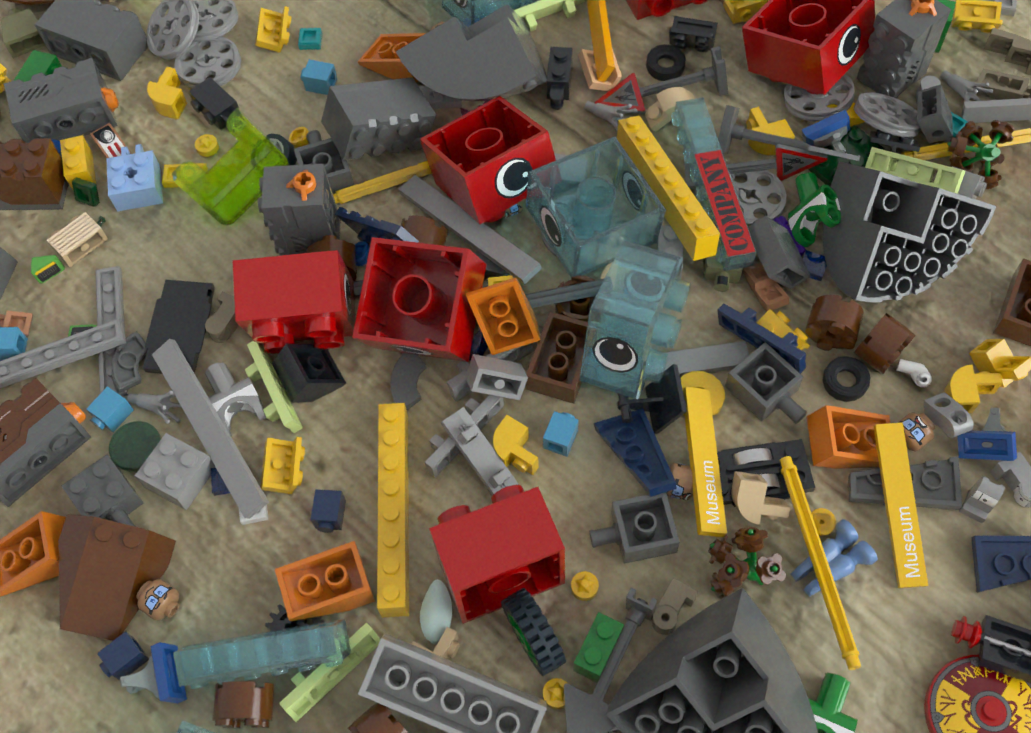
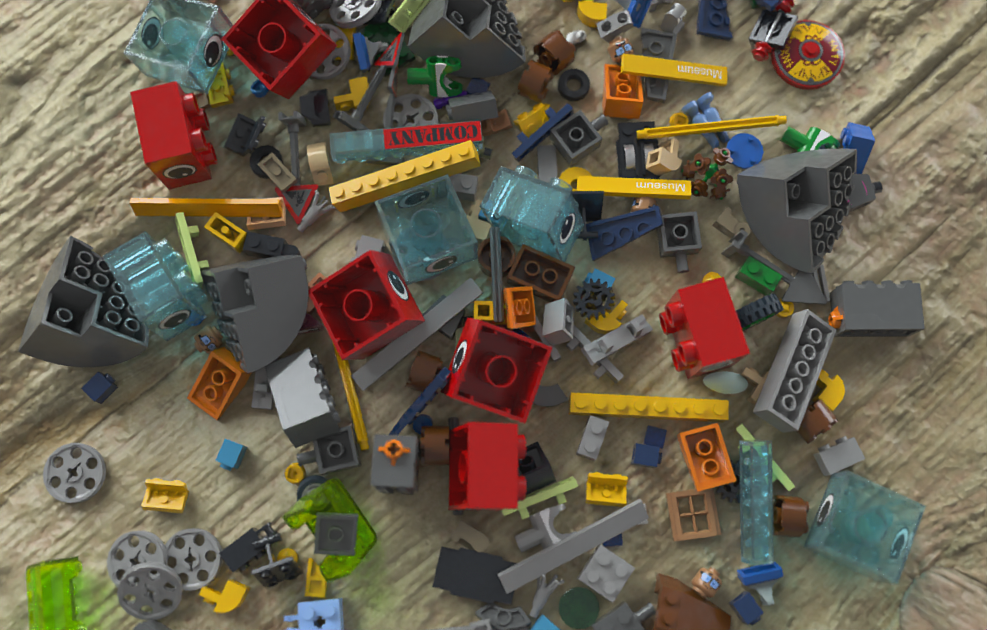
camera: 90 degrees left, 15 degrees up
(189, 125) = (275, 571): none -> black plate
(225, 171) = (335, 533): none -> dark grey tile
(242, 559) = (710, 512): none -> medium nougat piece
(310, 38) = (179, 463): teal tile -> none
(348, 441) = (592, 438): none -> light grey brick
(355, 524) = (655, 436): none -> clear blue tile
(531, 416) = (599, 293): none -> black gear
(571, 30) = (226, 232): none -> yellow brick
(650, 67) = (277, 172): none -> dark tan plate
(746, 95) = (316, 107): none -> black slope
(790, 608) = (745, 150): none -> blue piece

